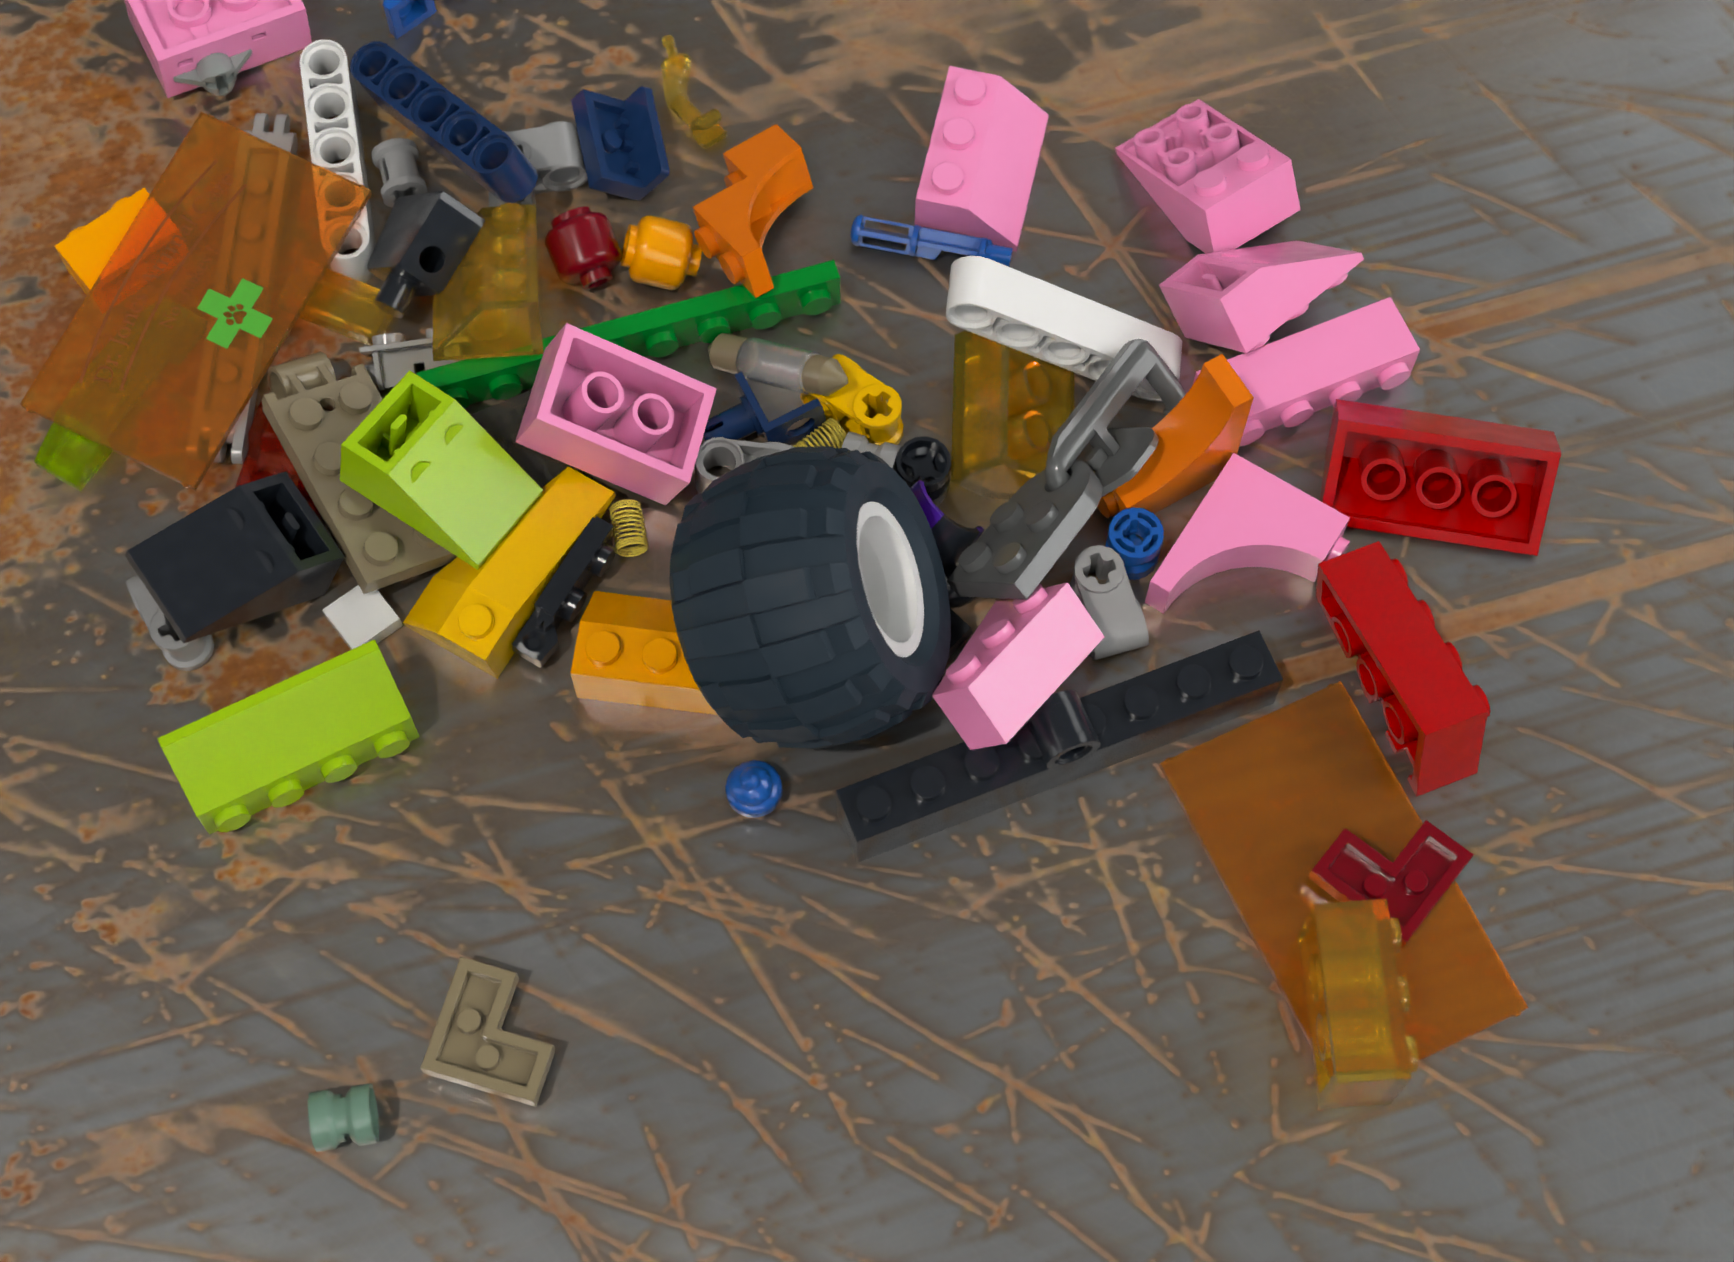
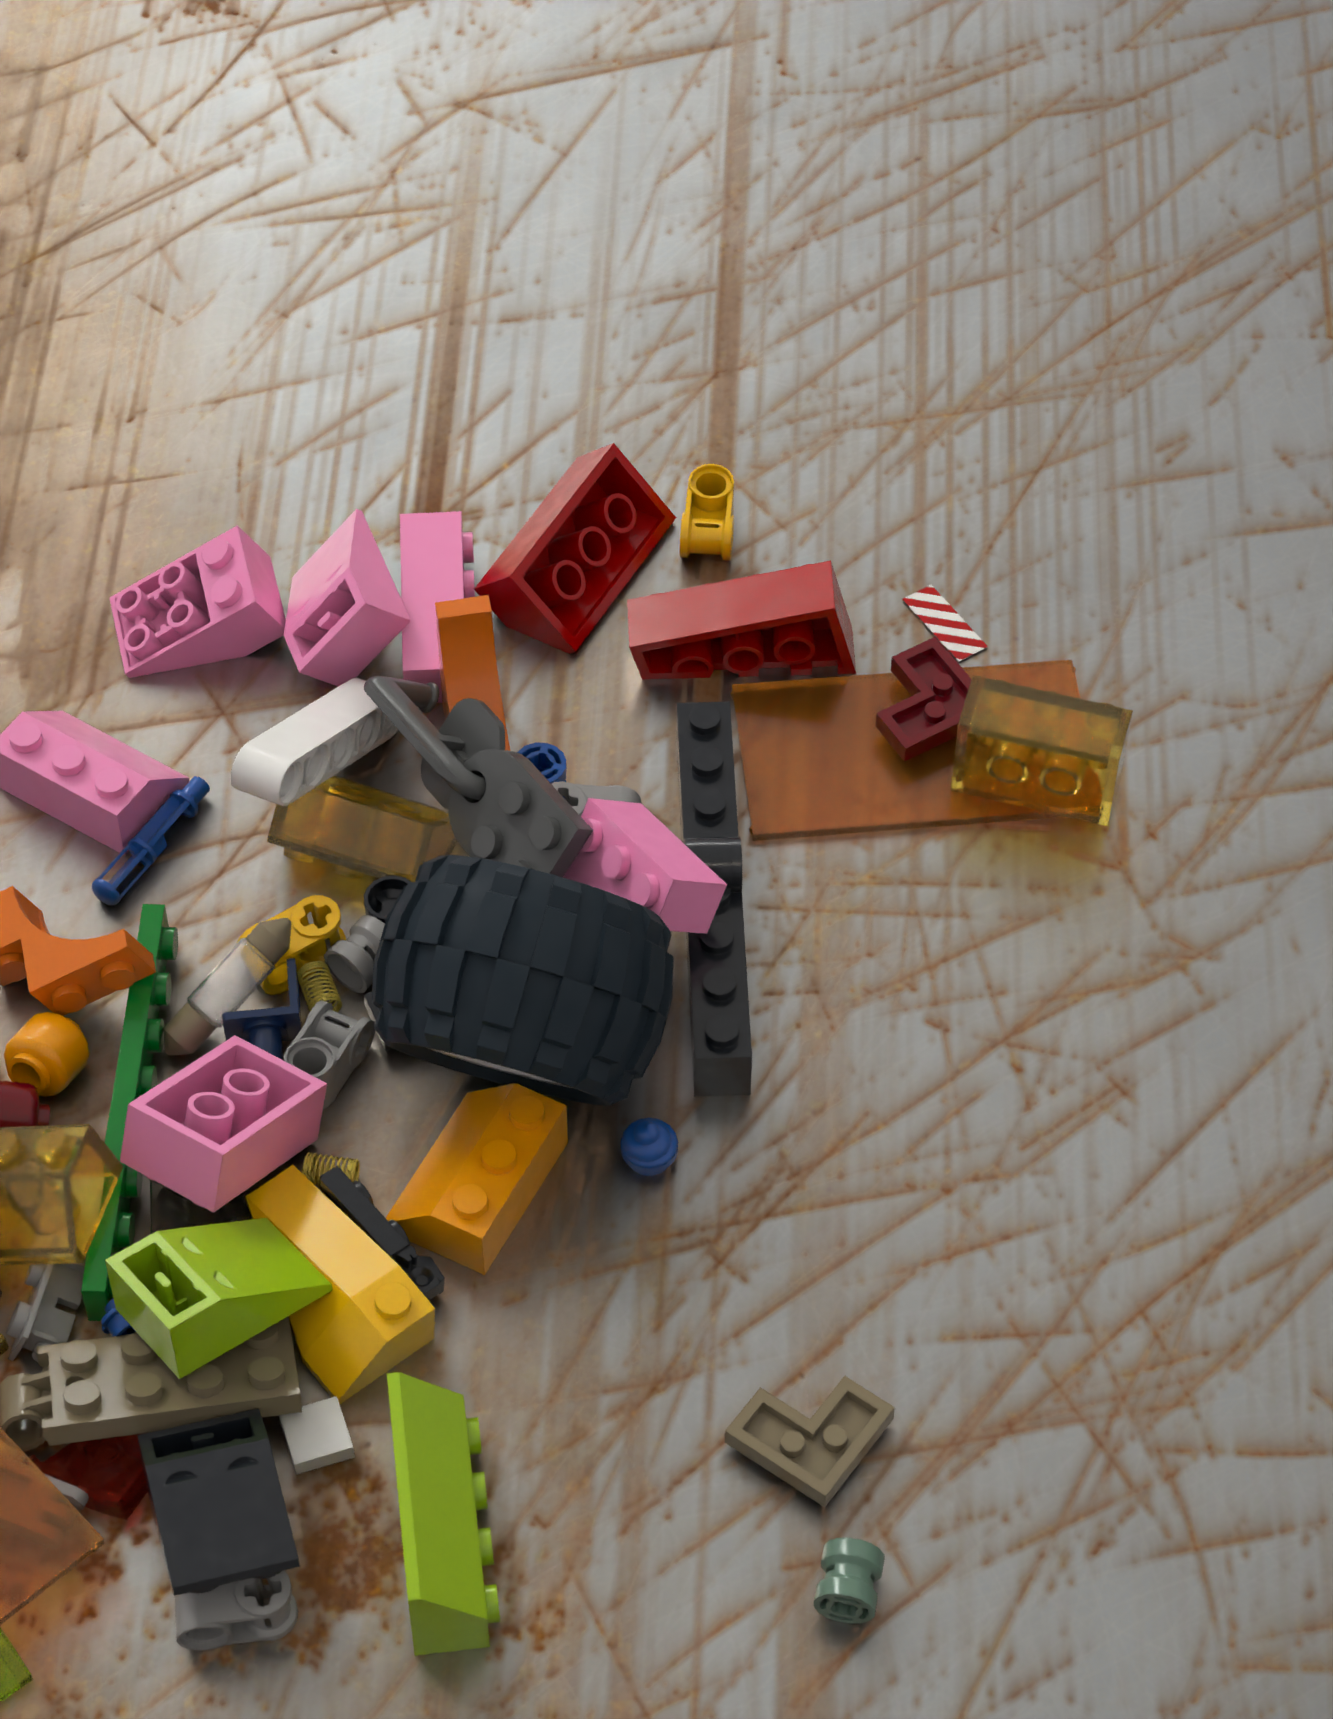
camera: 70 degrees left, 15 degrees down
(1249, 522) = (559, 687): bright pink arch -> none
(1523, 864) = (945, 623): none -> sticker
(1533, 589) = (708, 513): none -> yellow piece

